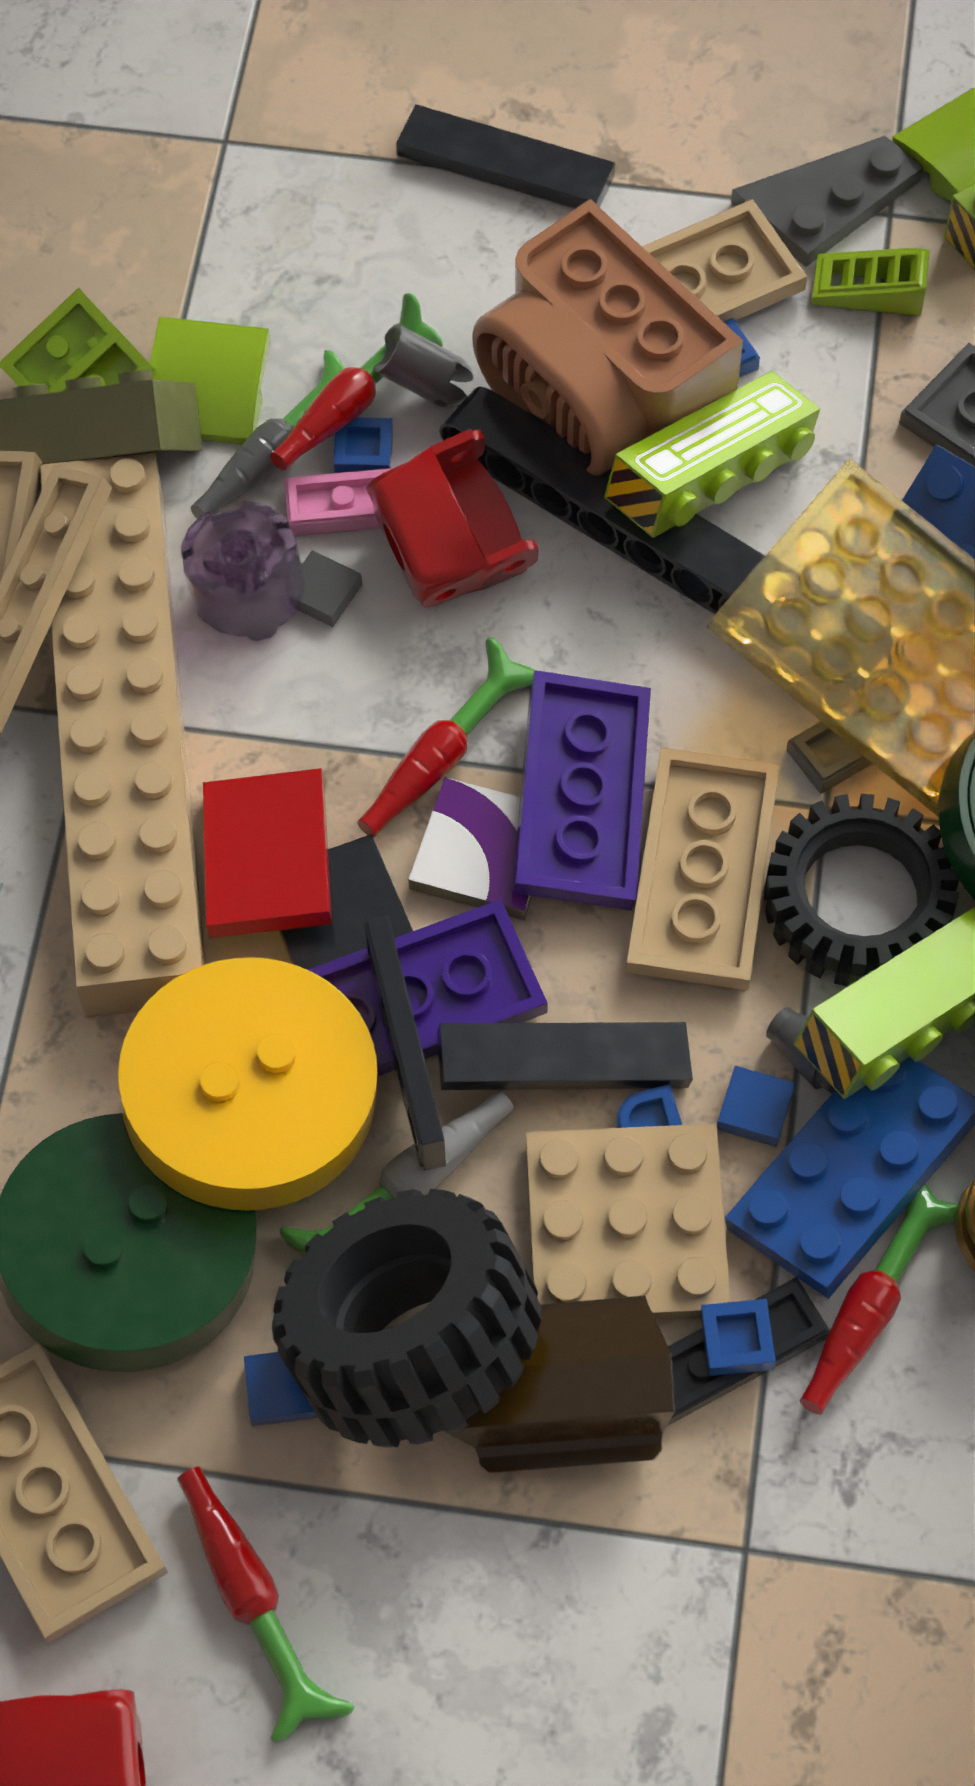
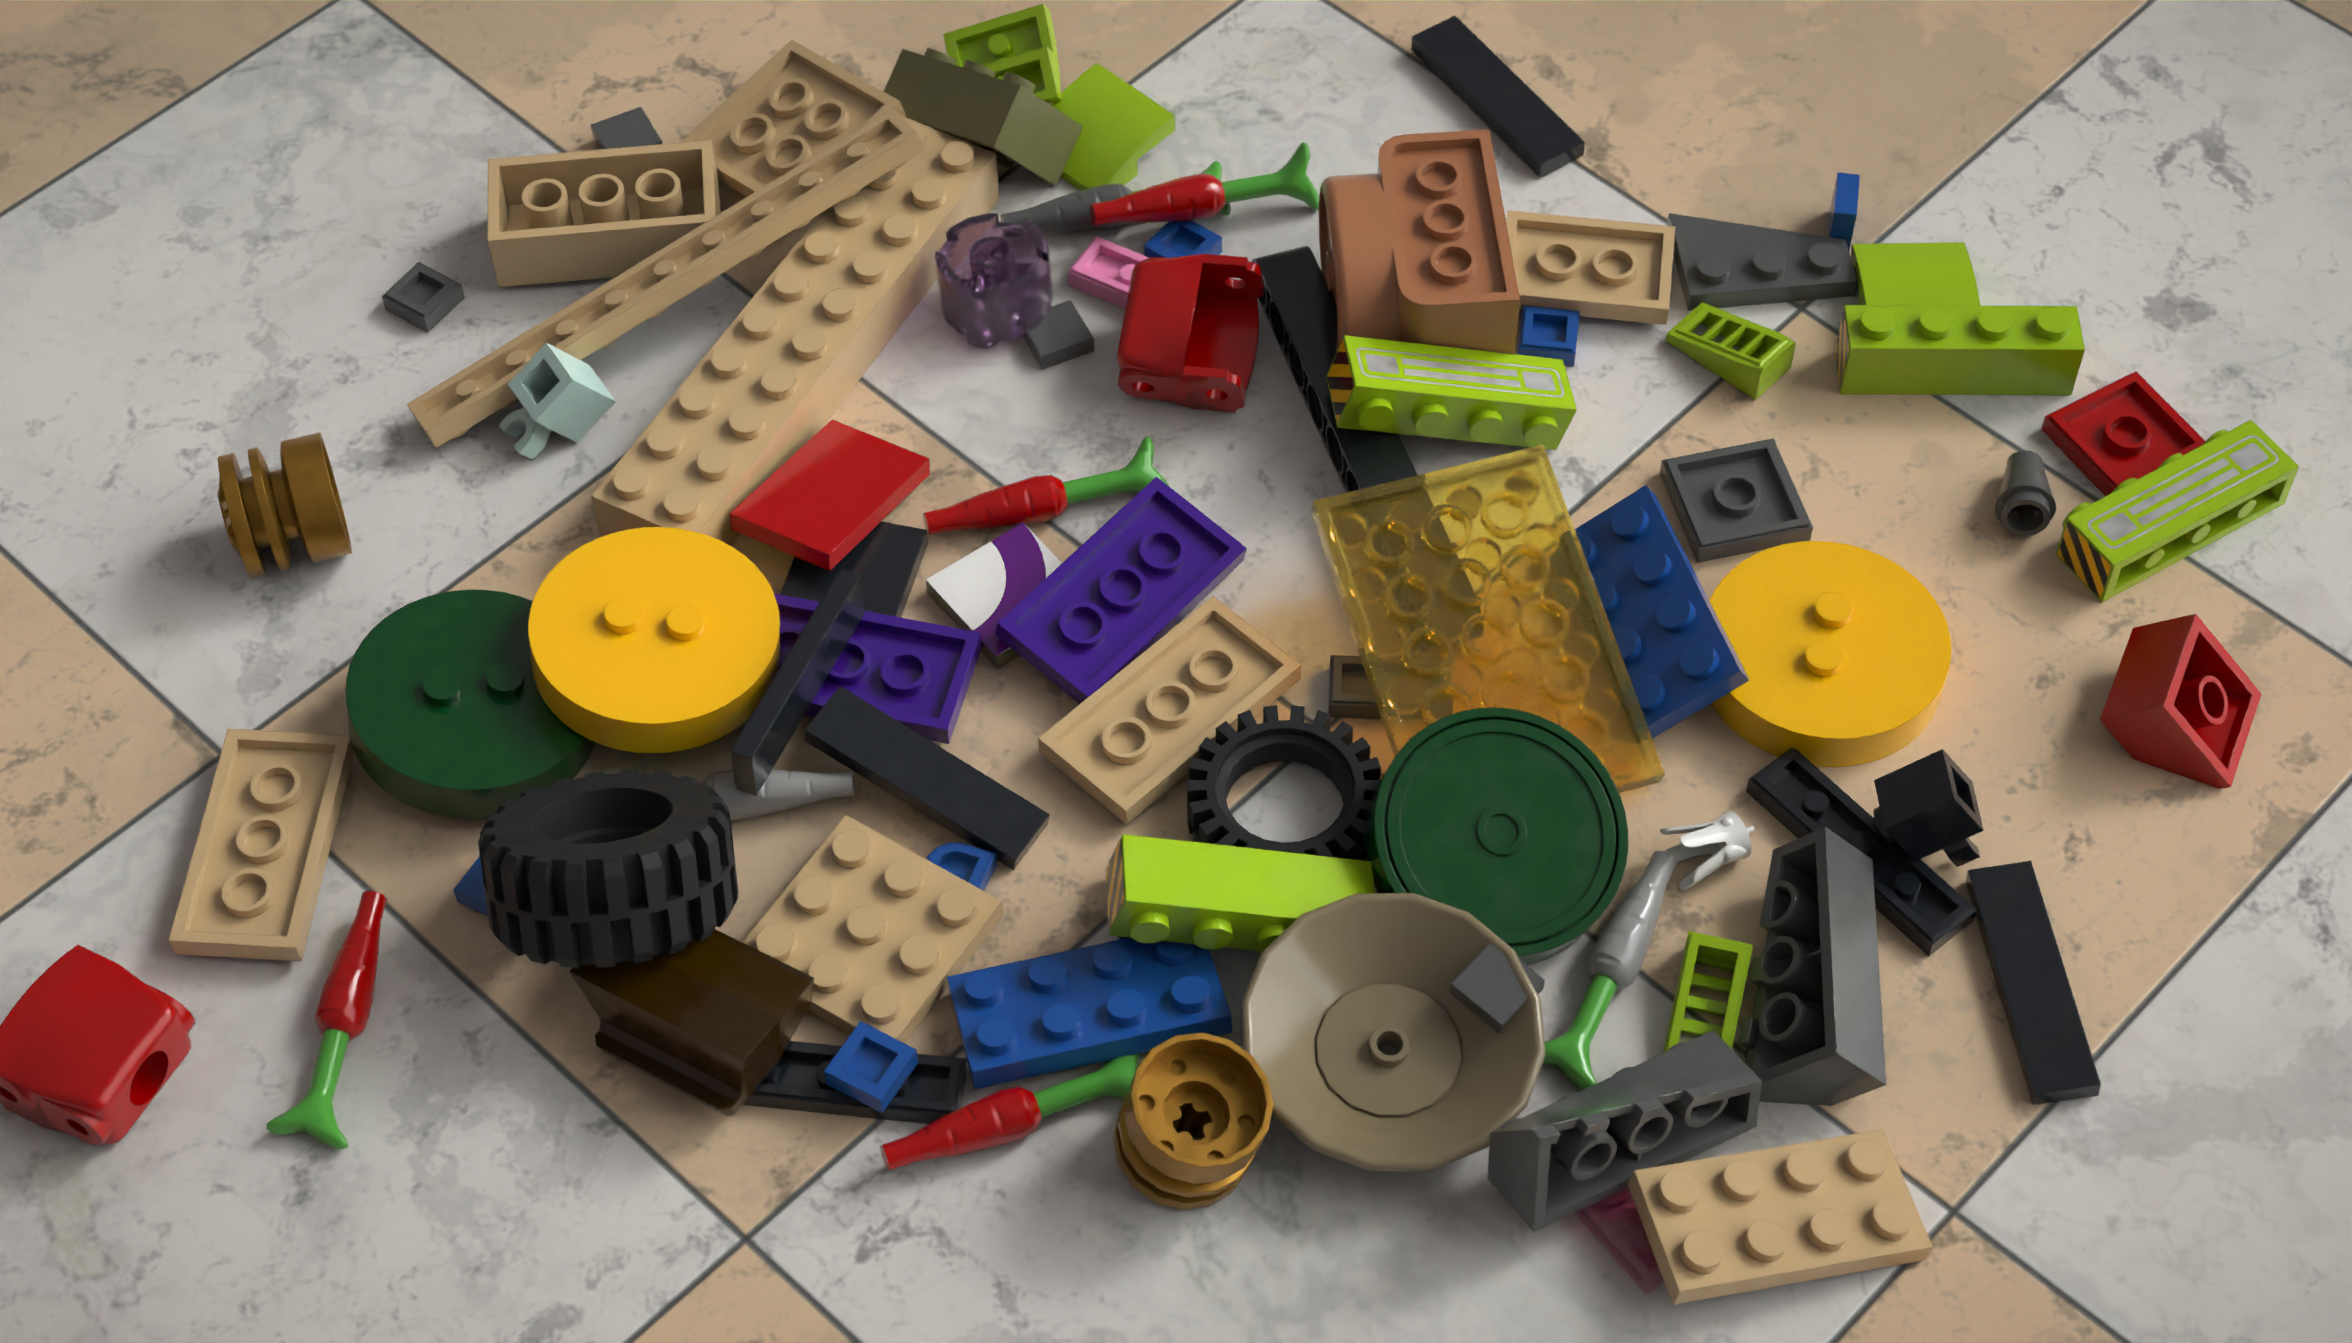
camera: 35 degrees right, 10 degrees down
(423, 367) = (1274, 207): dark grey piece -> none
(755, 1106) = (1052, 913): blue tile -> none
(866, 109) = (1844, 207): none -> blue tile

